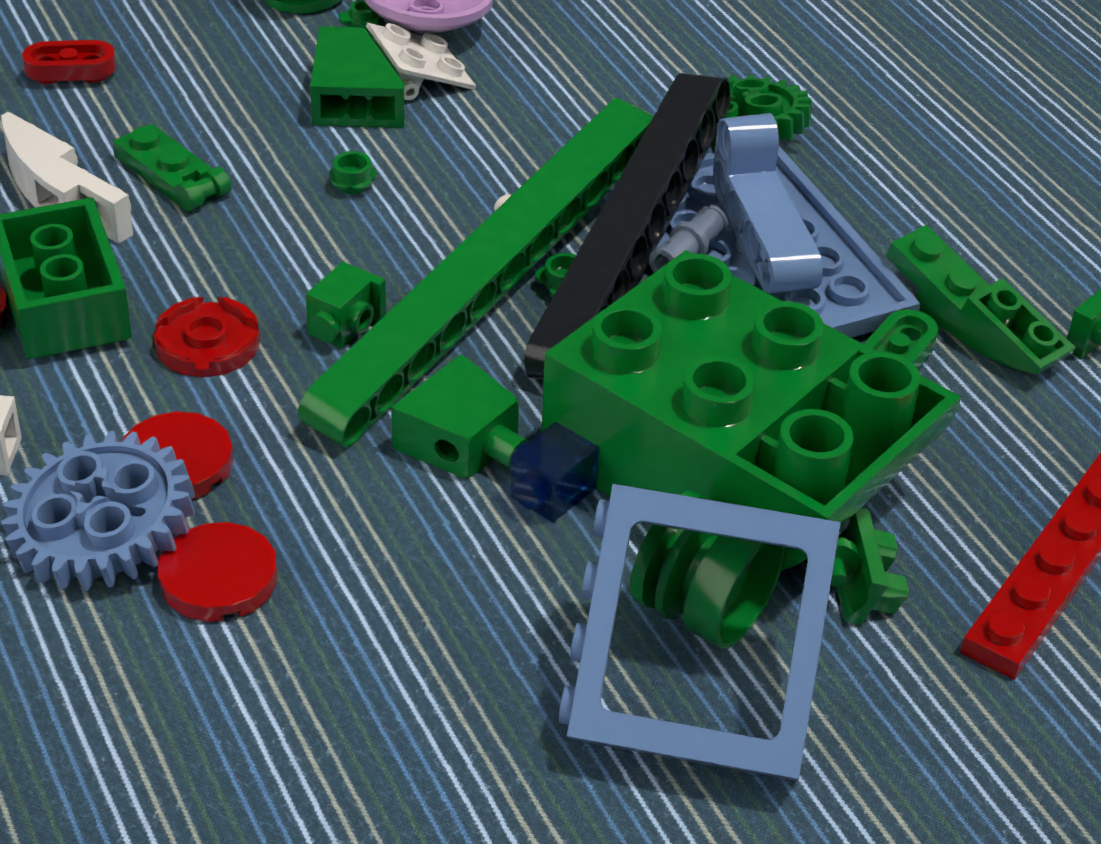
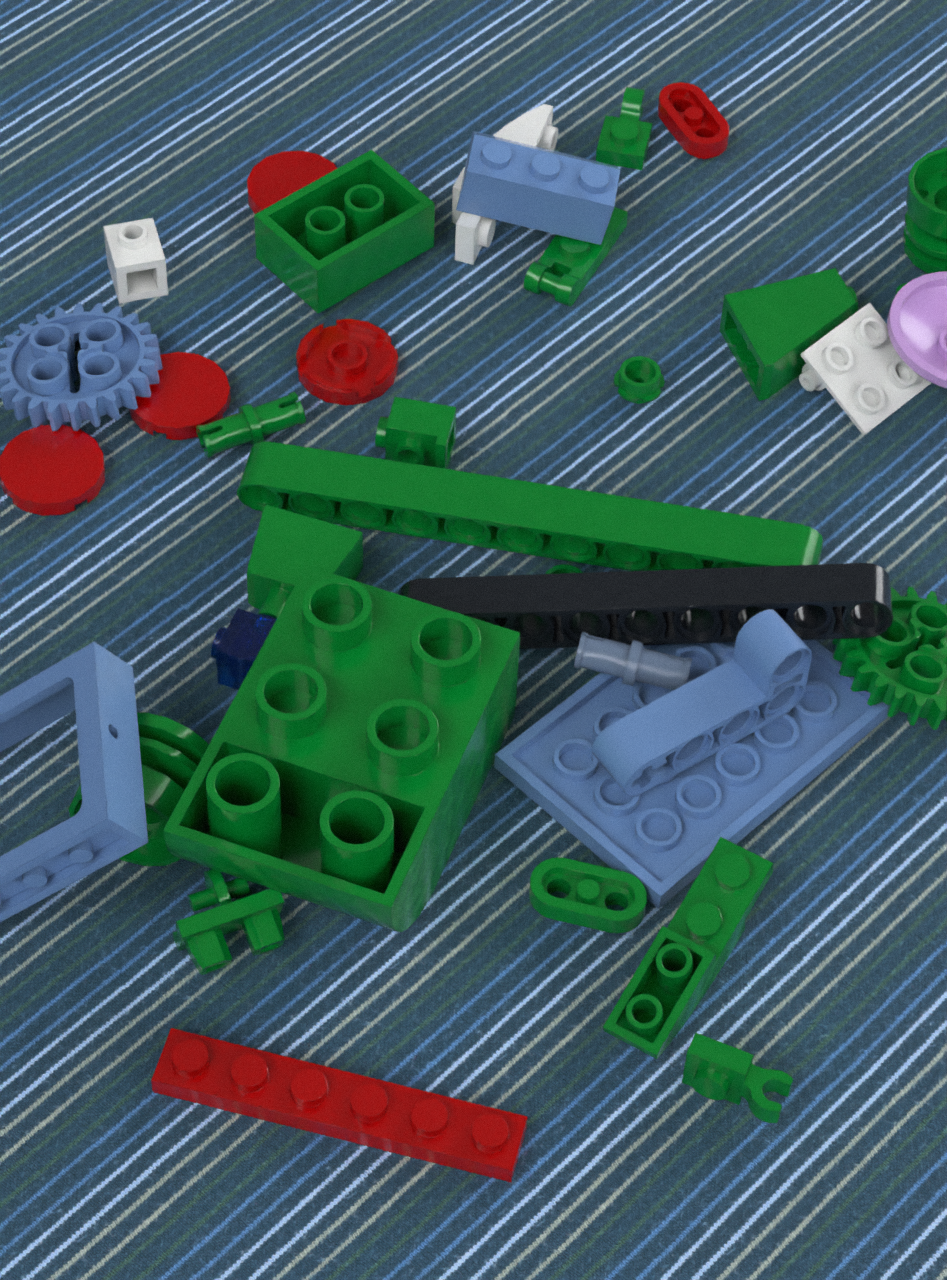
camera: 70 degrees right, 10 degrees up
(52, 106) = (627, 138): none -> green plate
(115, 136) = (538, 188): none -> medium blue slope
(254, 411) = (251, 424): none -> green pin

